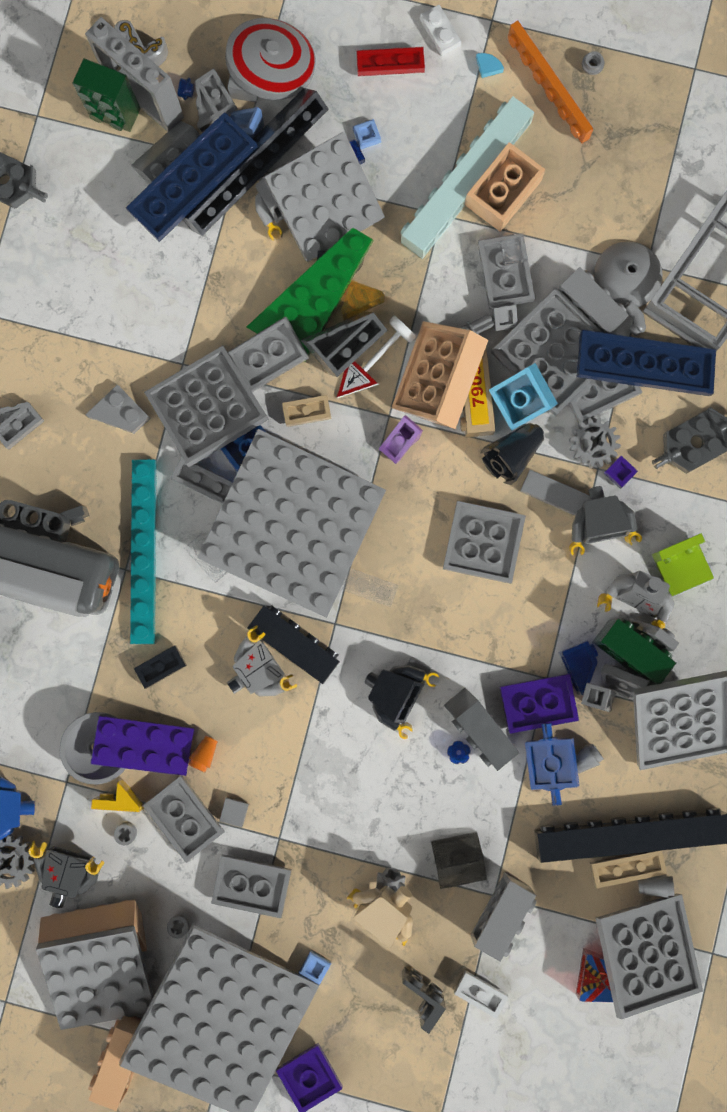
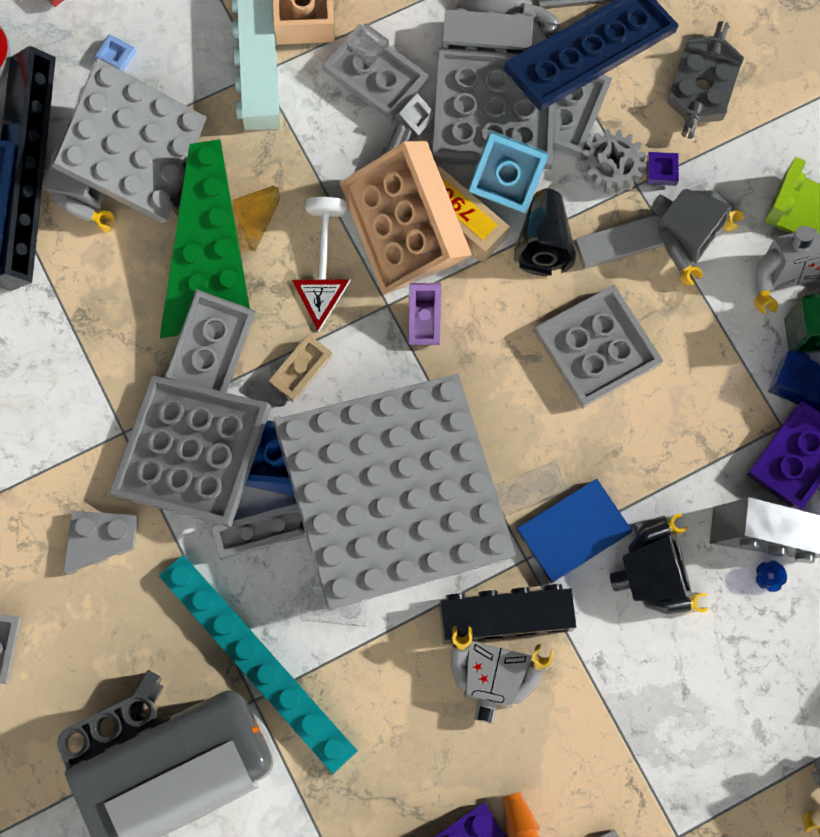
camera: 55 degrees left, 10 degrees down
(160, 667) = (388, 768): black plate -> none
(344, 342) = (280, 266): dark grey wedge -> none
(374, 632) = (574, 531): none -> blue tile

